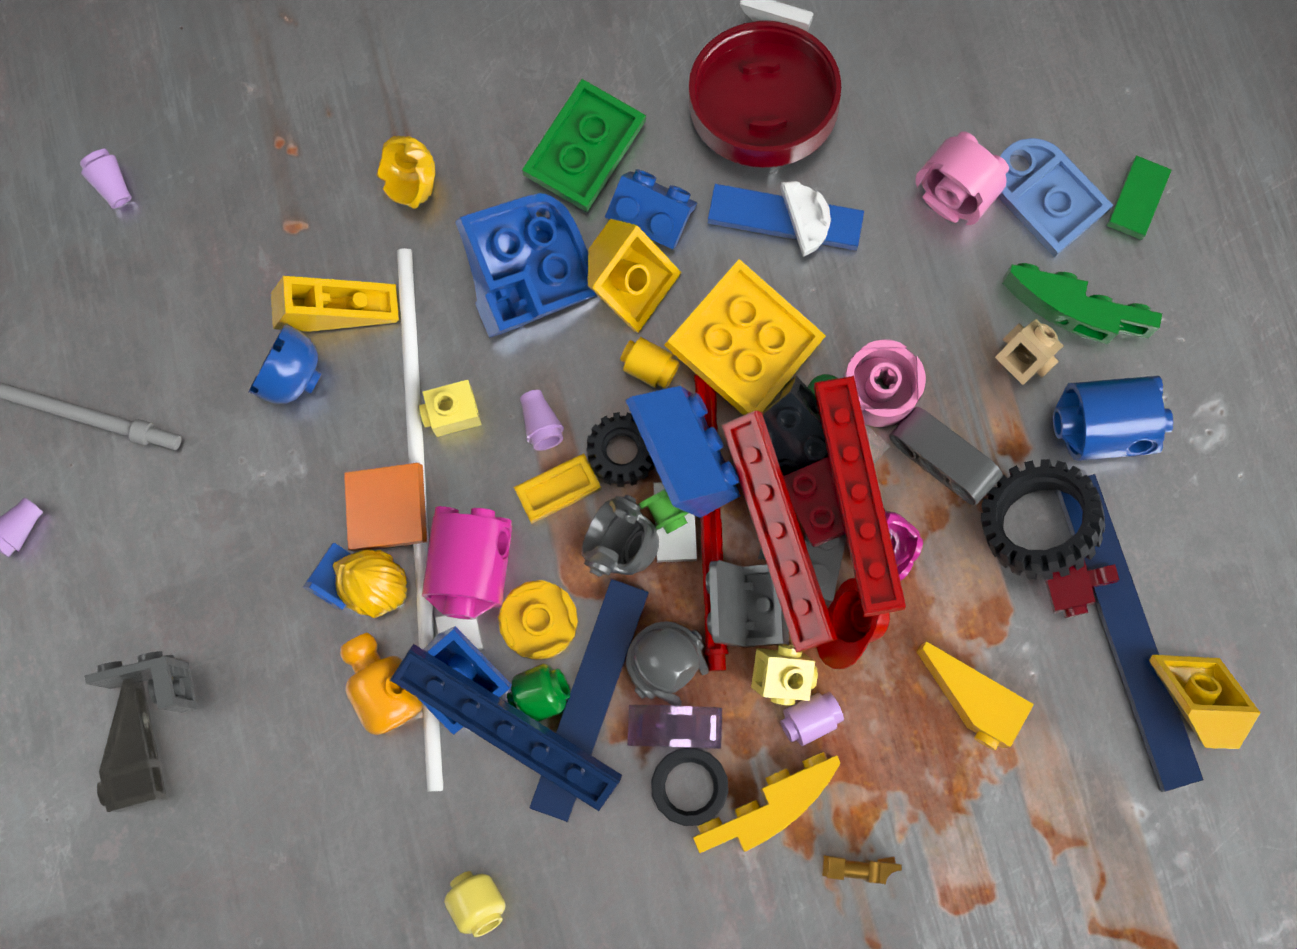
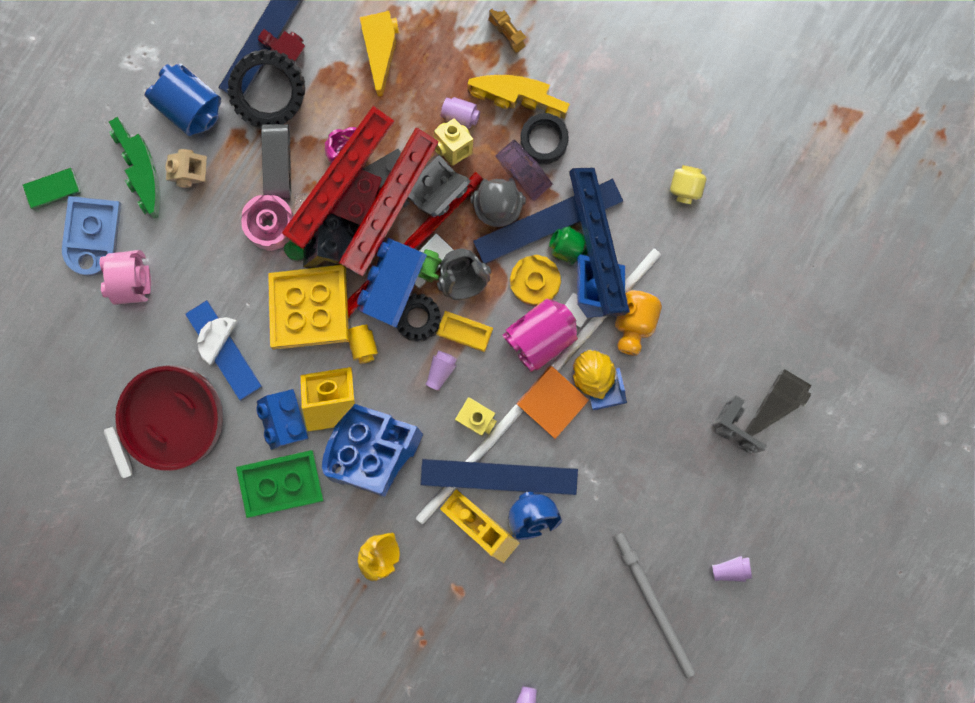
camera: 135 degrees left, 5 degrees up
(363, 374) = (499, 476): none -> dark blue tile
(851, 628) = (401, 131): red piece -> none

